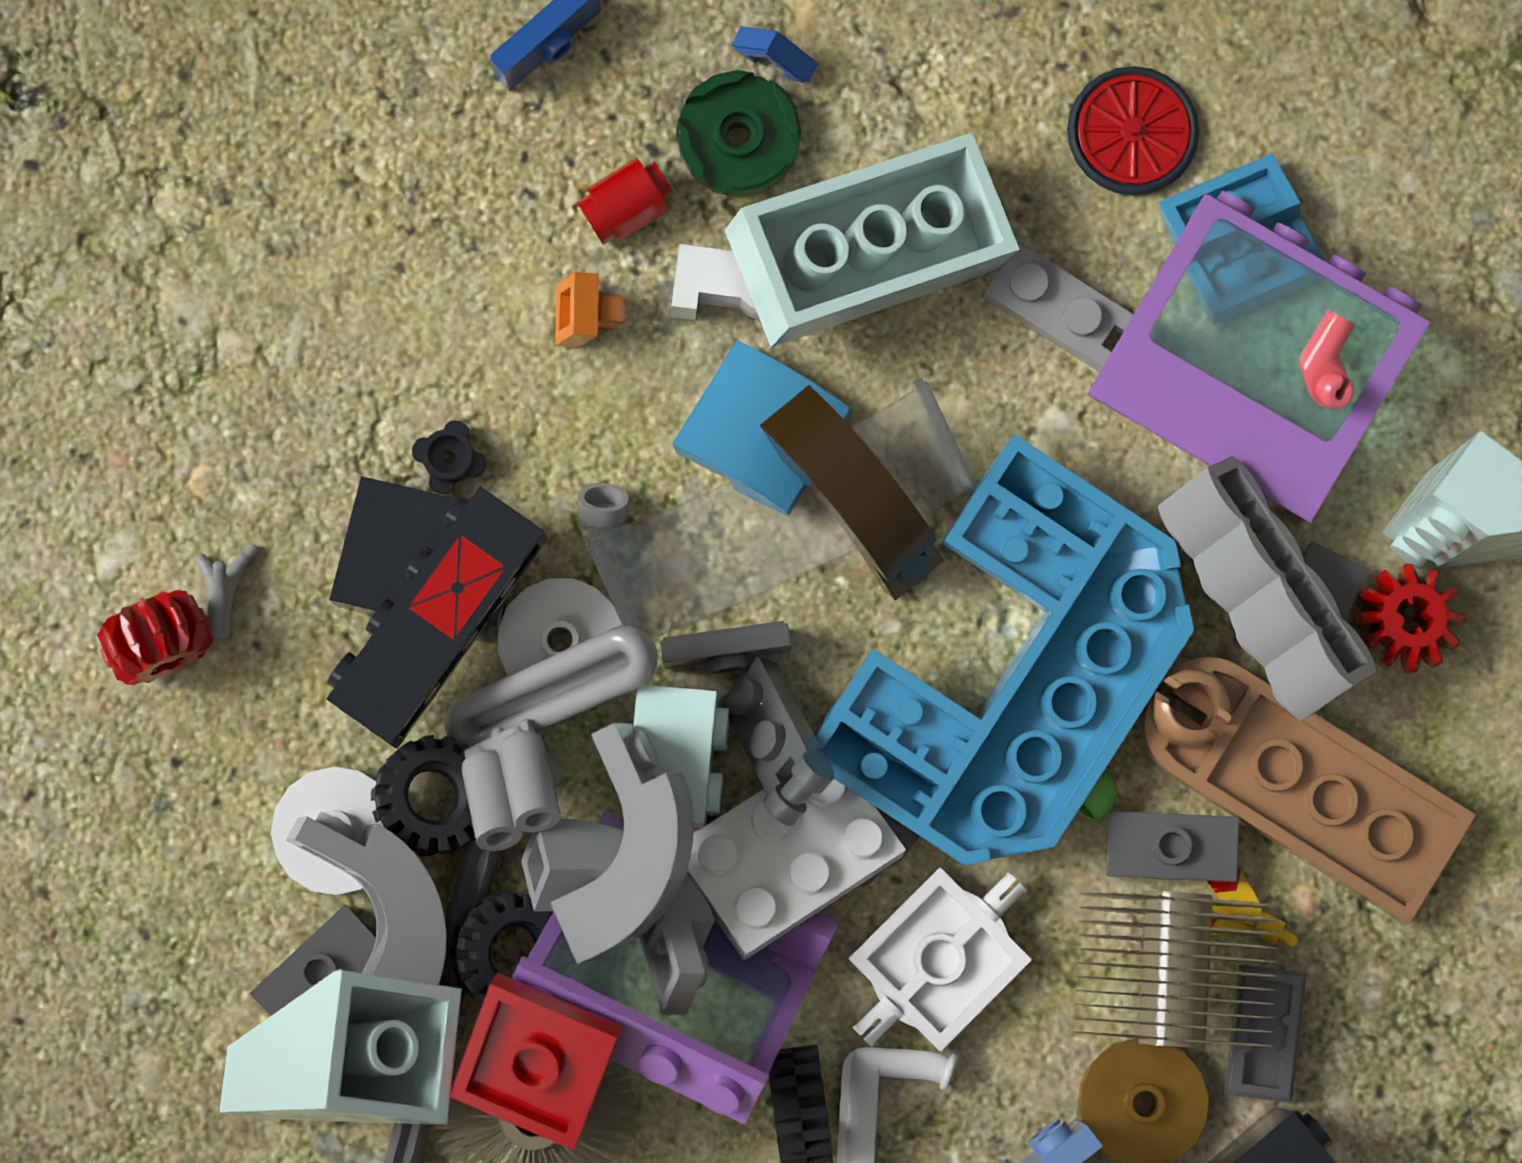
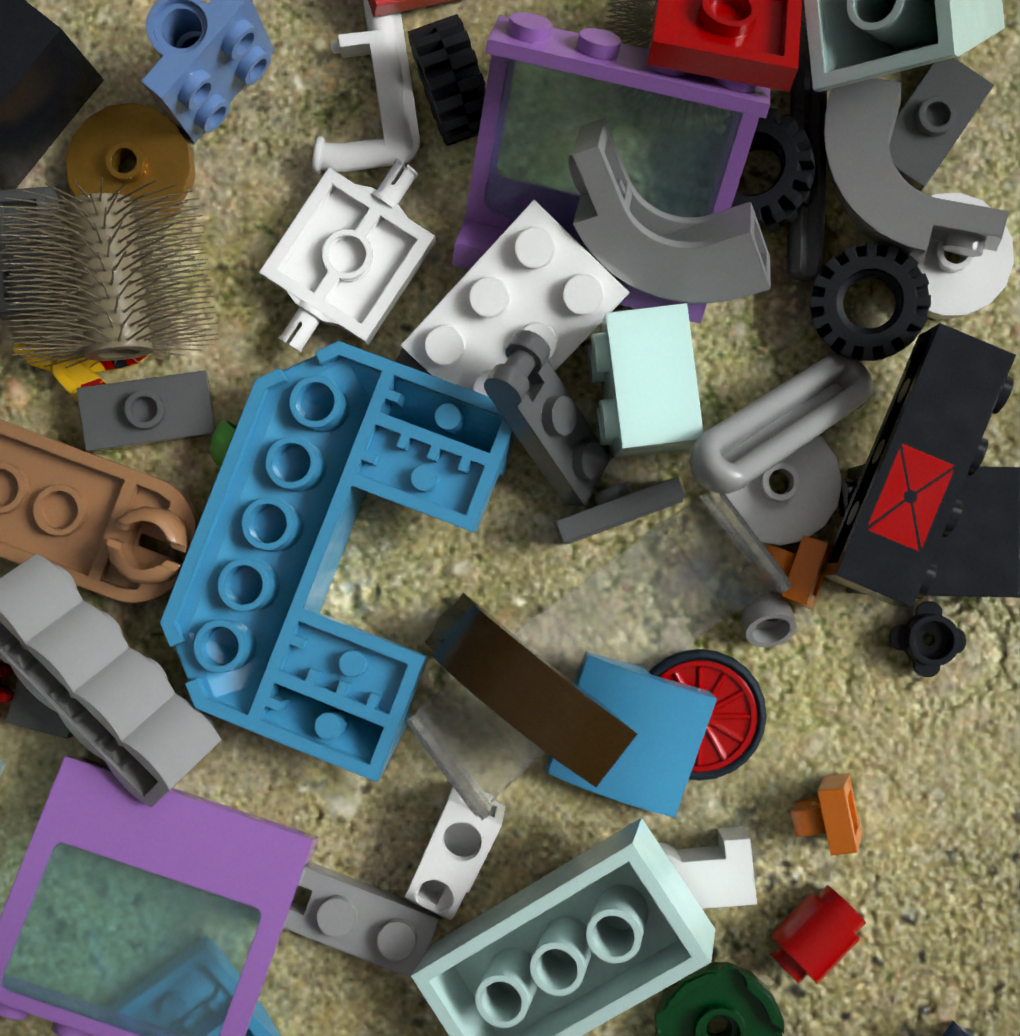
camera: 165 degrees right, 5 degrees up
(511, 786) = (802, 317): light grey piece -> none
(563, 549) = (803, 570): none -> orange tile
(651, 854) = (653, 264): light grey arch -> none
(653, 424) = (738, 713): none -> red wheel
(957, 349) = (453, 856): none -> white leg
(1322, 364) = (73, 925): coral arm -> none

